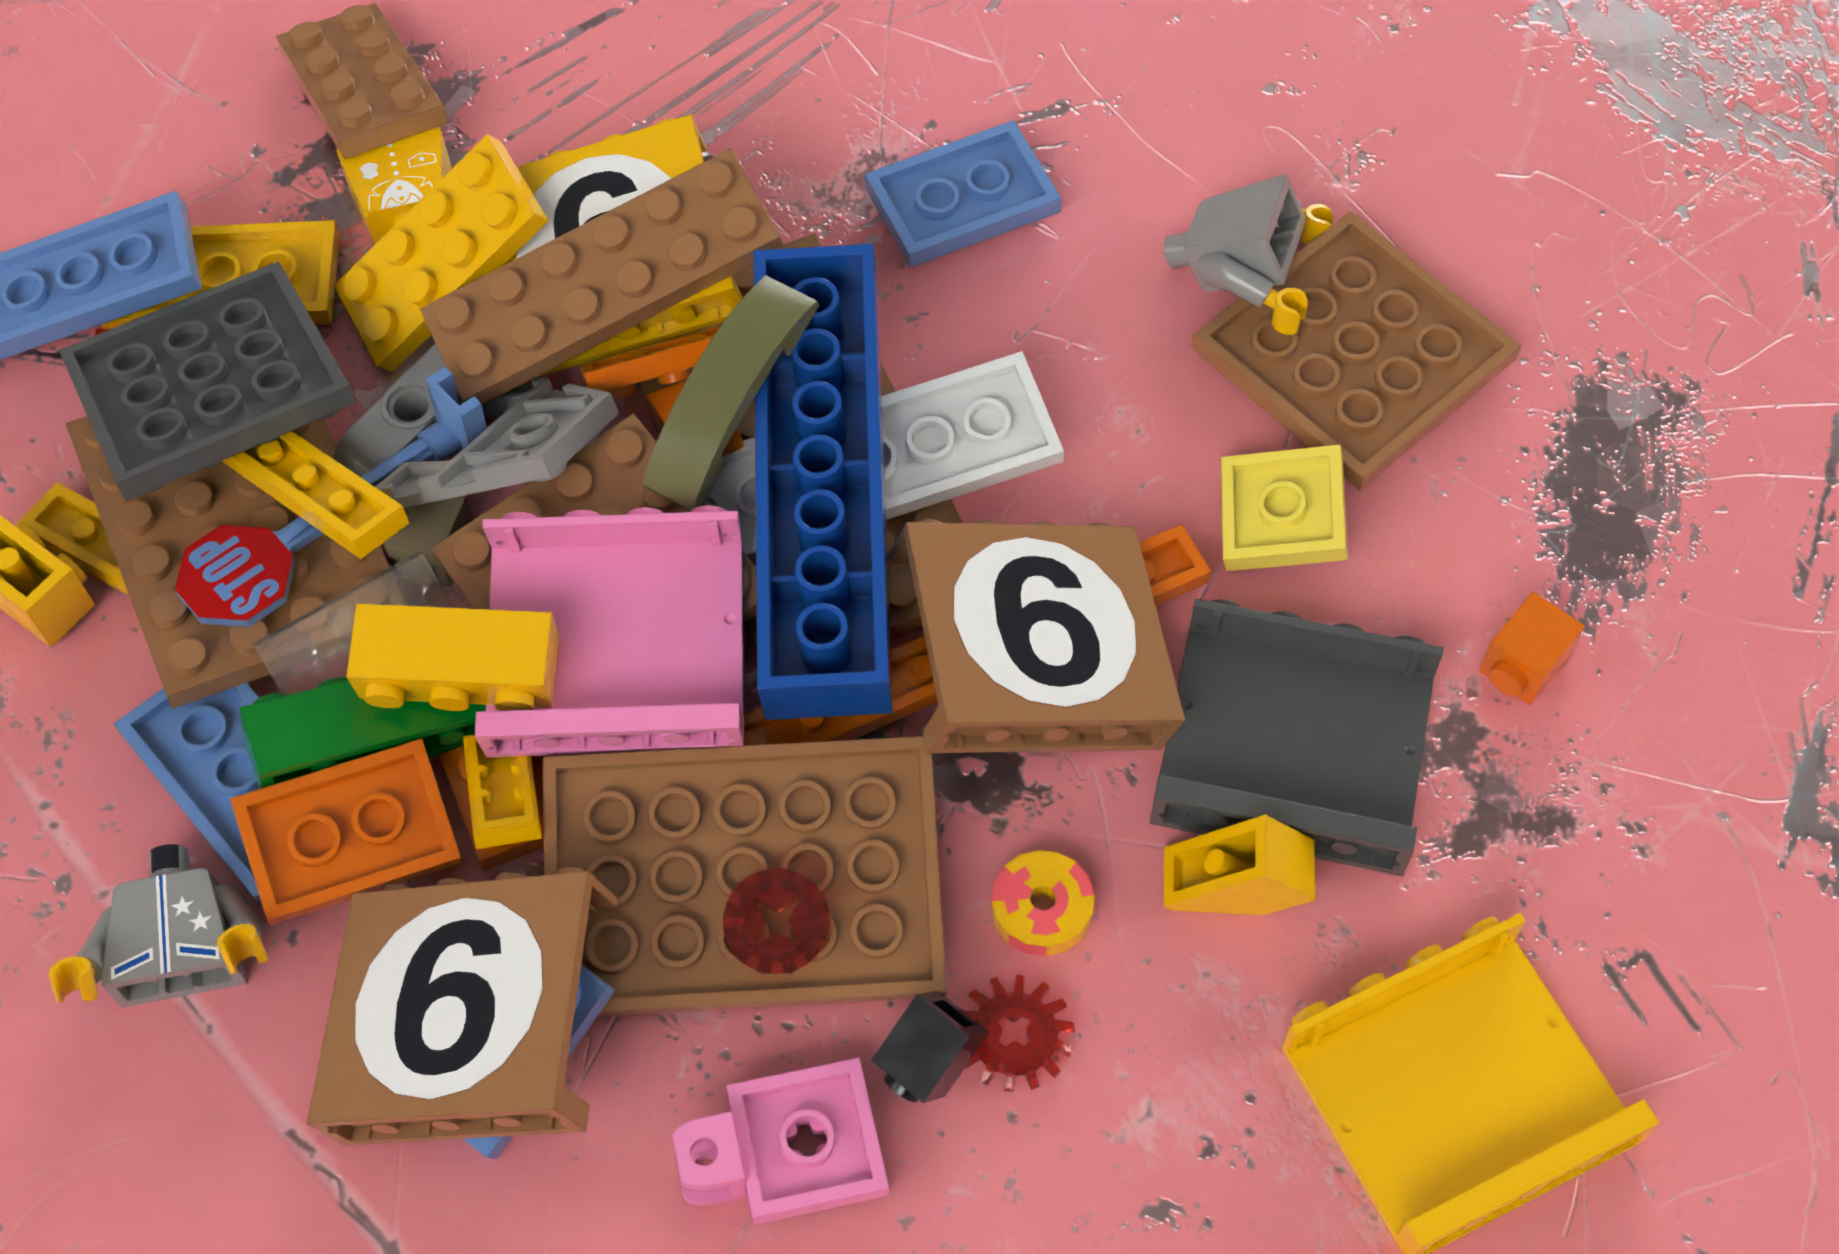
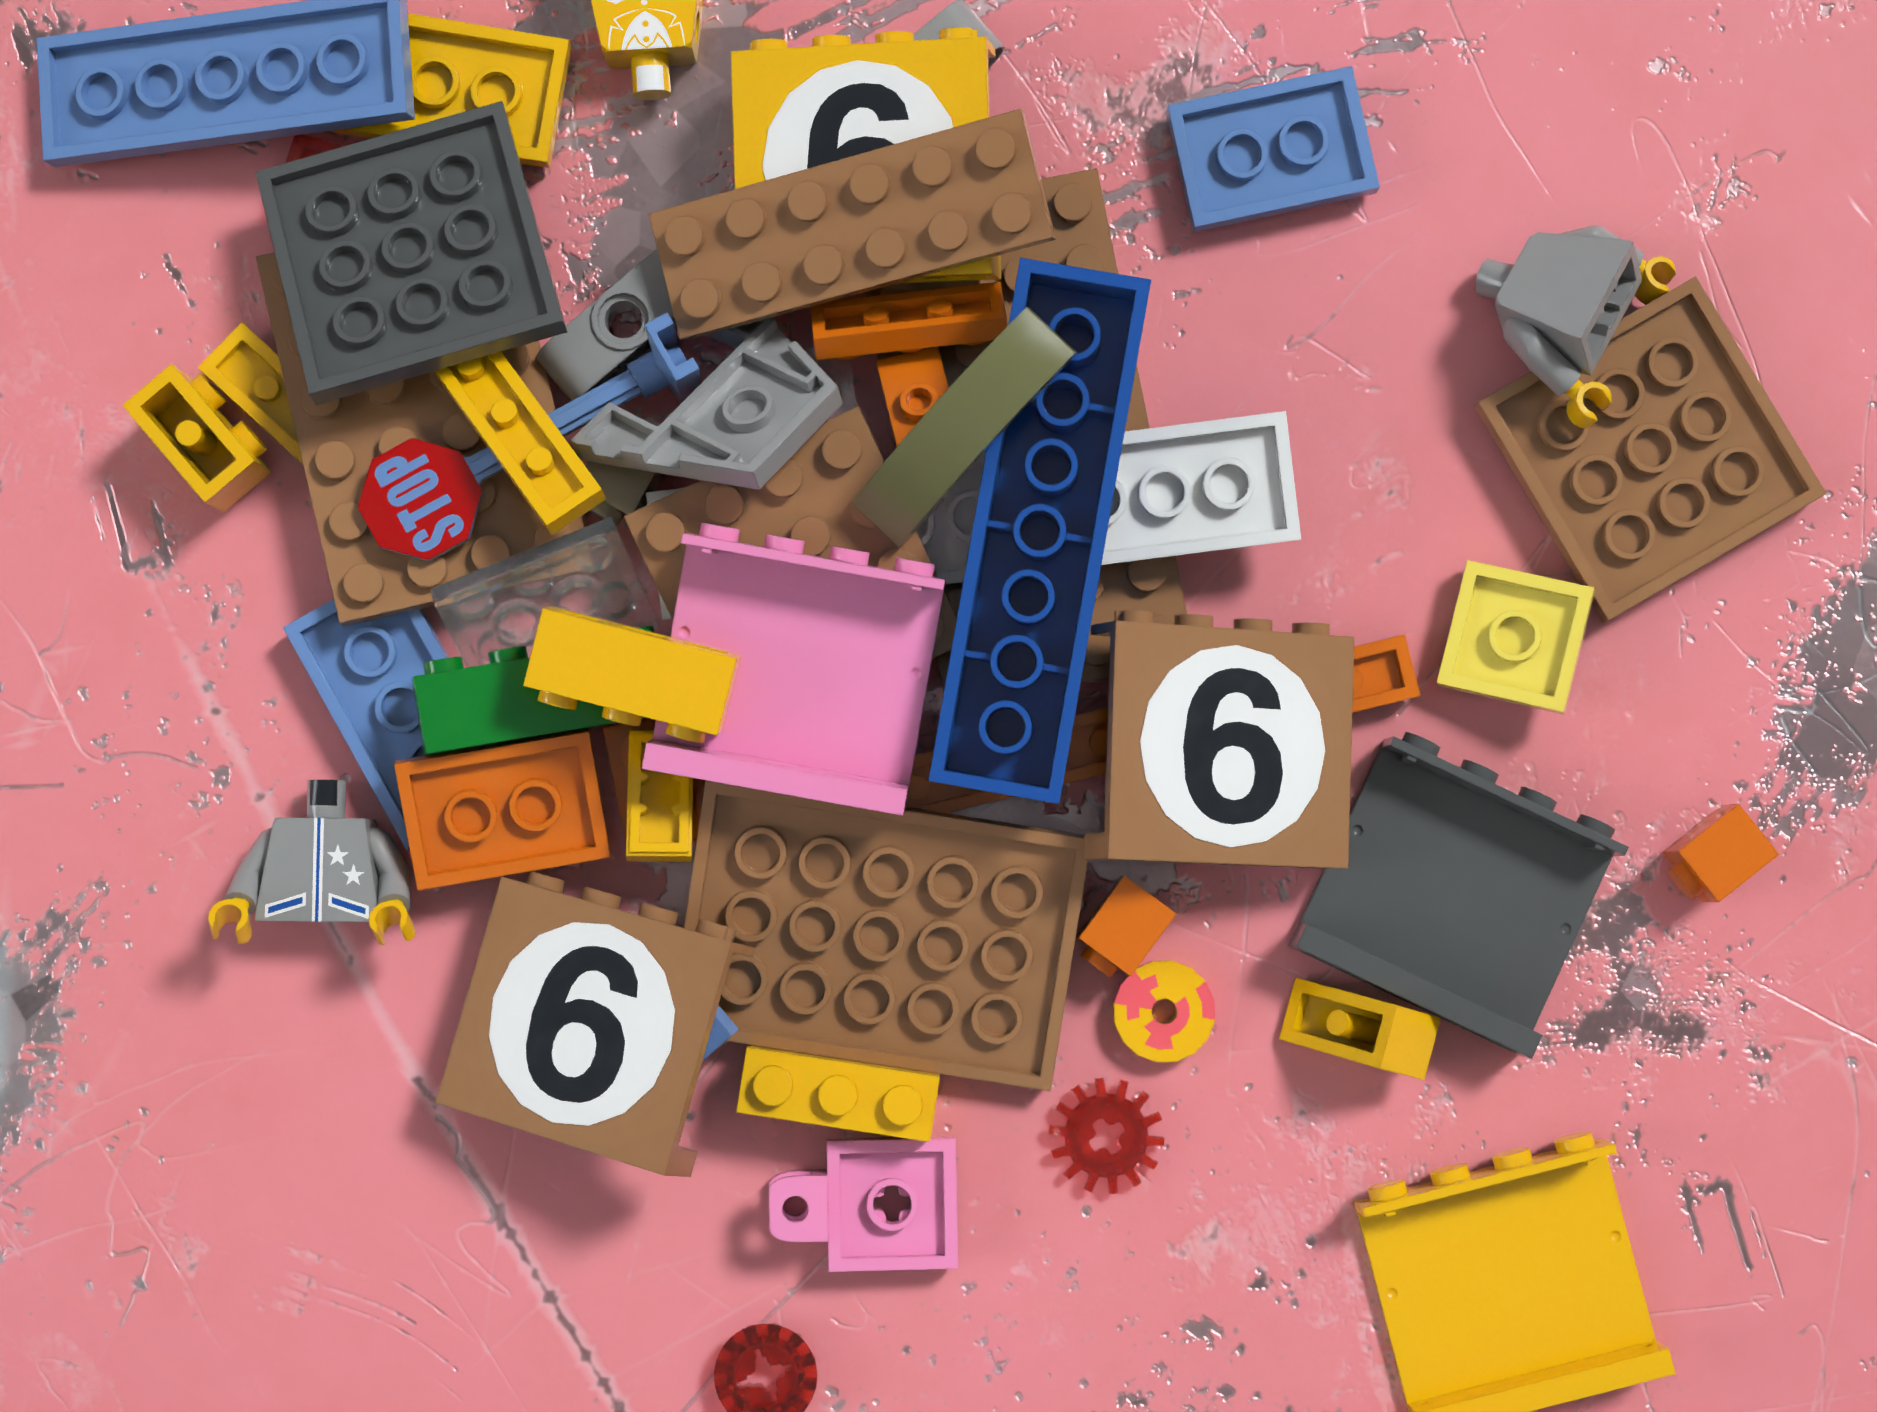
camera: 10 degrees right, 25 degrees up
(448, 239) = (681, 132): yellow plate -> none
(726, 1035) = (838, 1093): none -> yellow brick
(776, 890) = (897, 1028): clear red gear -> none
(929, 1048) = (1023, 1146): black brick -> none
(984, 825) = (1124, 928): none -> orange brick

